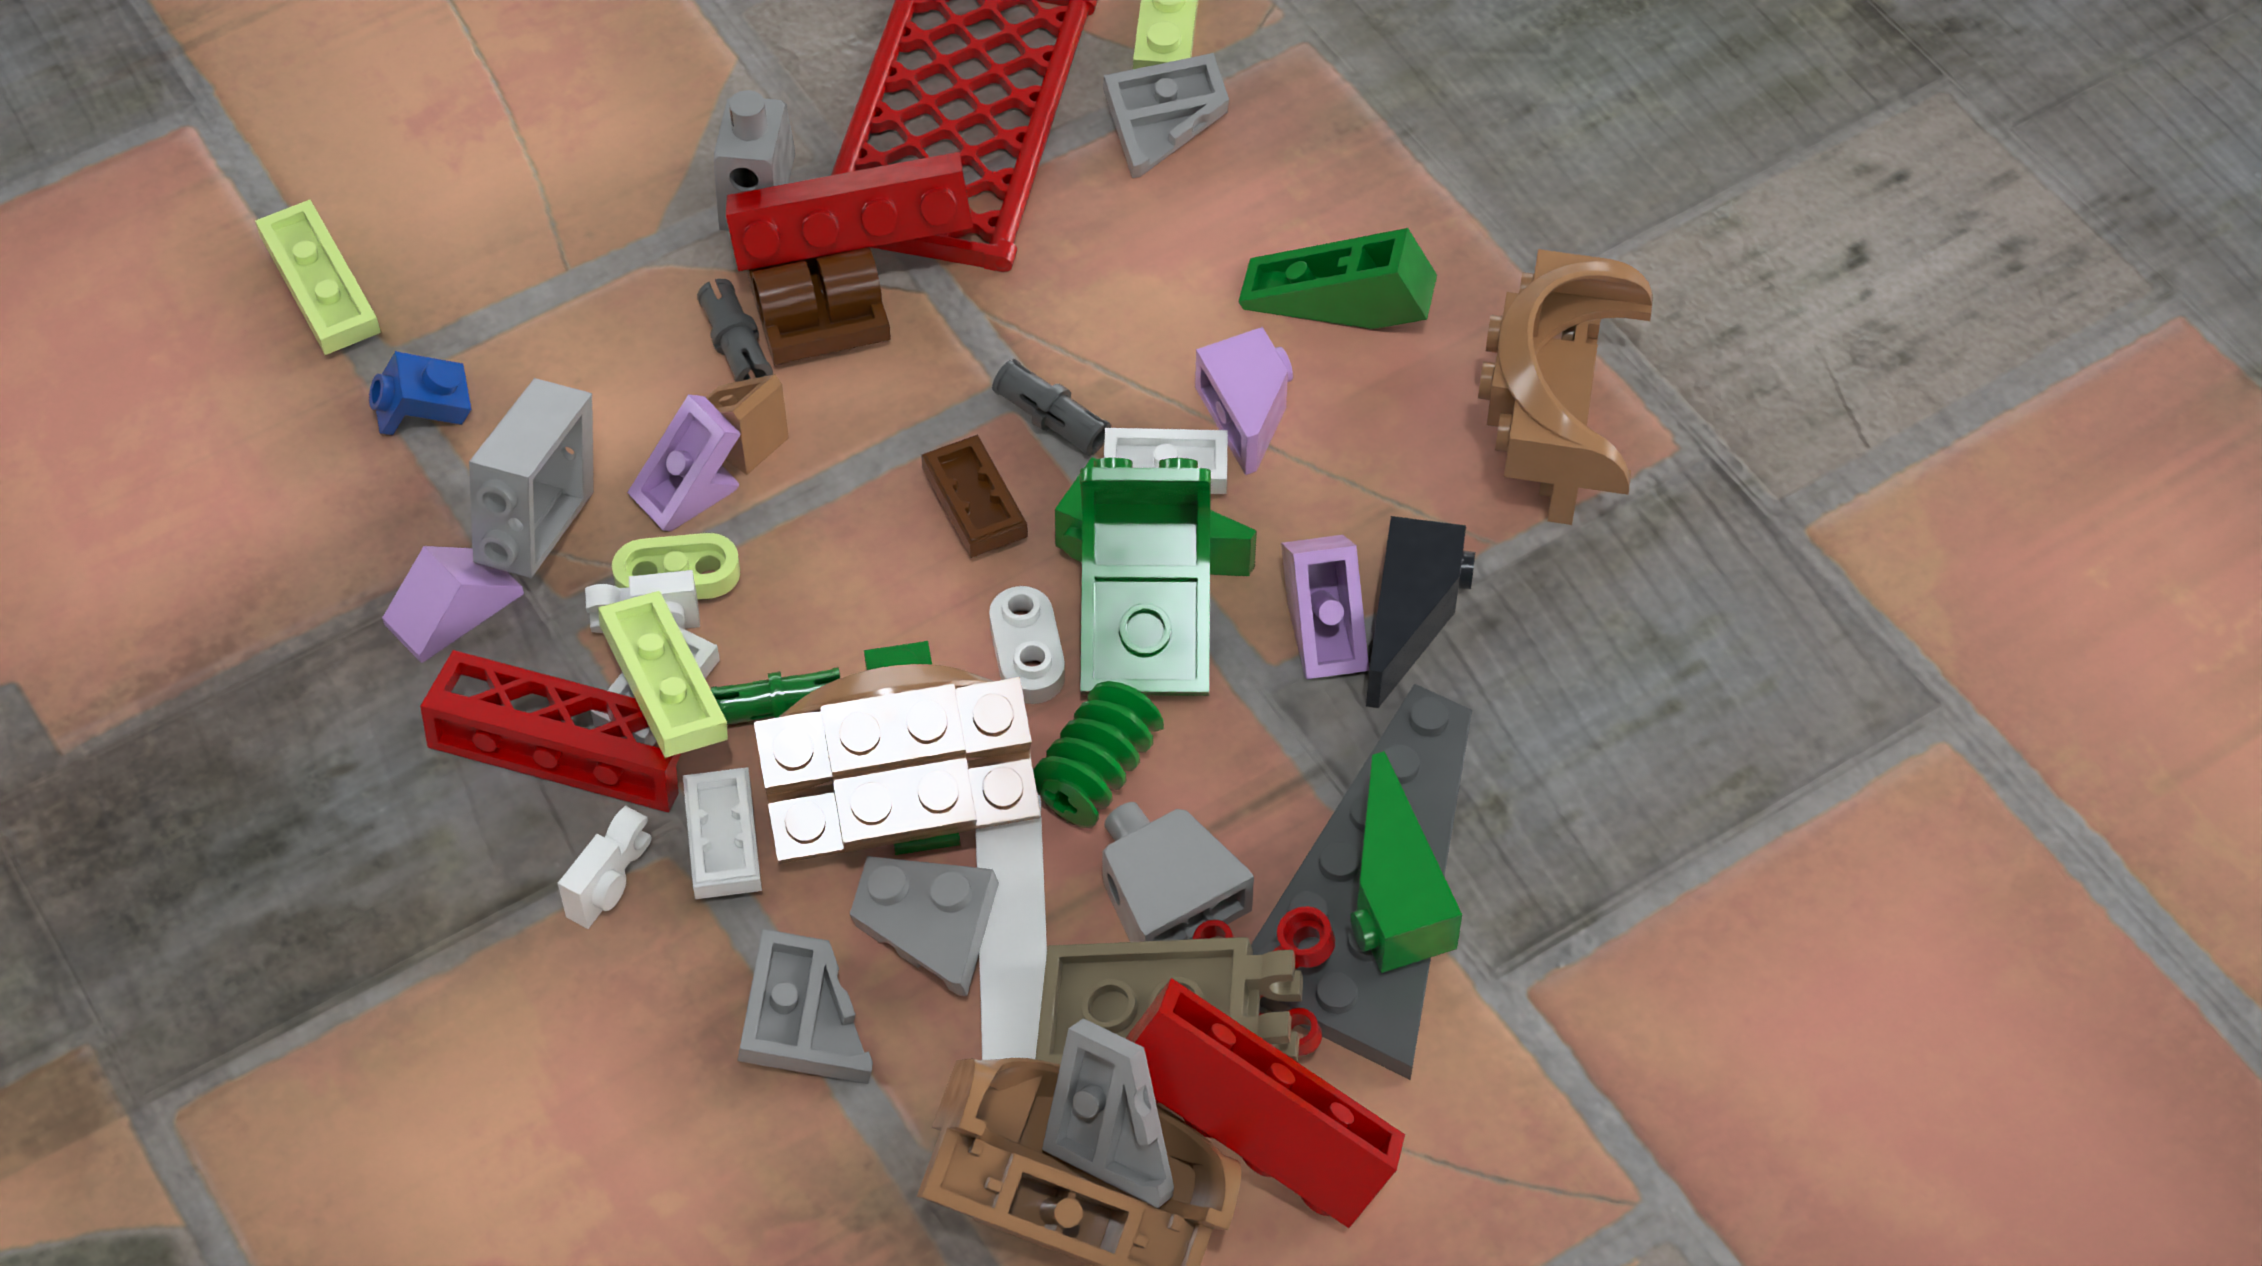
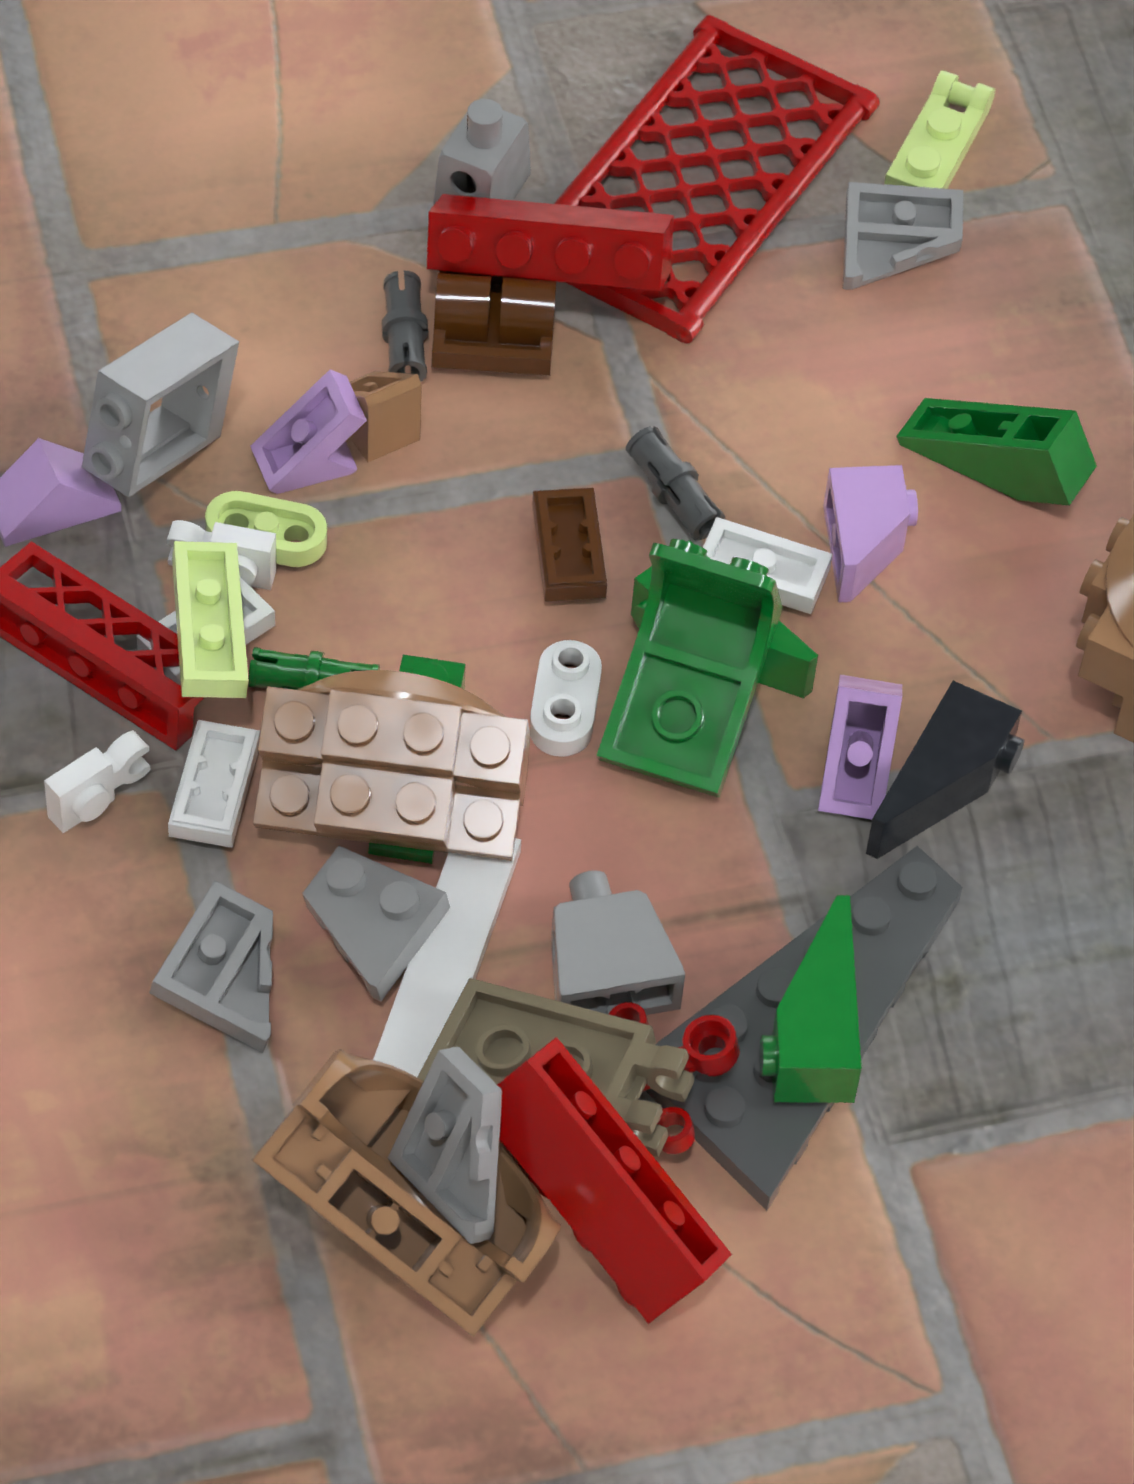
camera: 15 degrees right, 0 degrees up
(318, 277) = (42, 163): yellowish green plate -> none
(419, 389) = (94, 294): blue bracket -> none
(1096, 752) = (585, 813): green piece -> none

